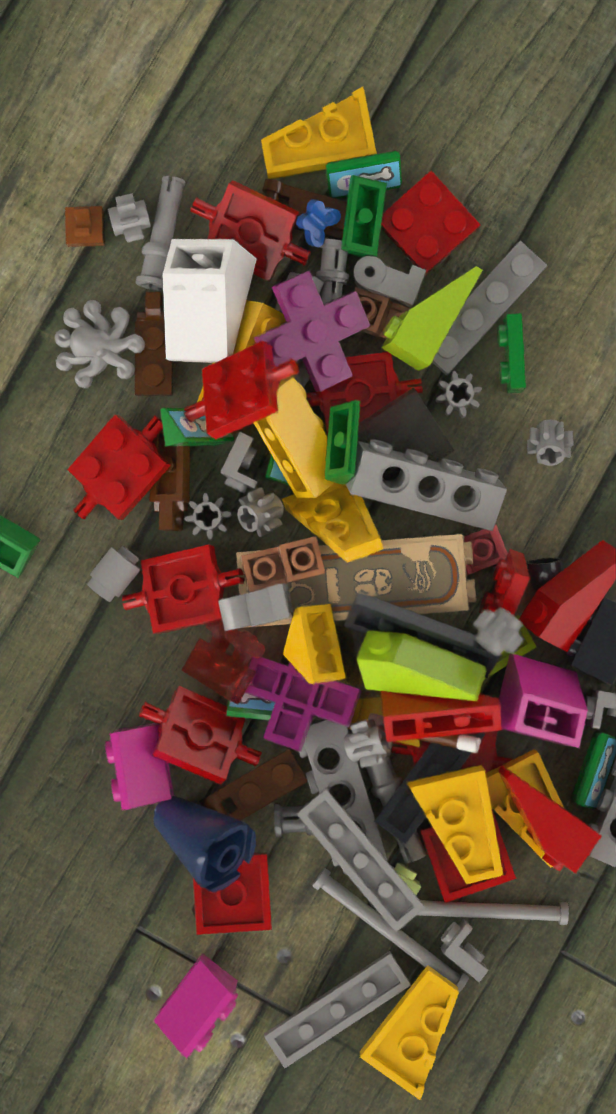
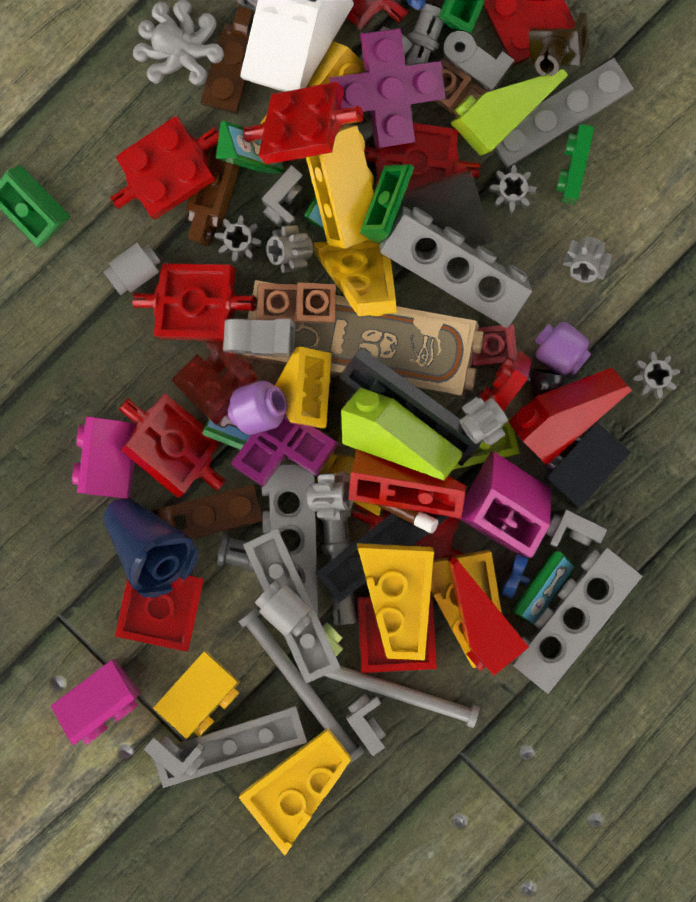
camera: 10 degrees right, 0 degrees up
(273, 677) = (257, 407): none -> medium lavender head
(281, 1038) = (167, 754): none -> light grey bracket
(293, 970) = (197, 696): none -> yellow brick
(355, 868) = (284, 609): none -> light grey brick
(464, 245) = (558, 46): none -> dark brown bracket
(550, 535) = (562, 349): none -> medium lavender head
(564, 774) = (511, 583): none -> blue piece

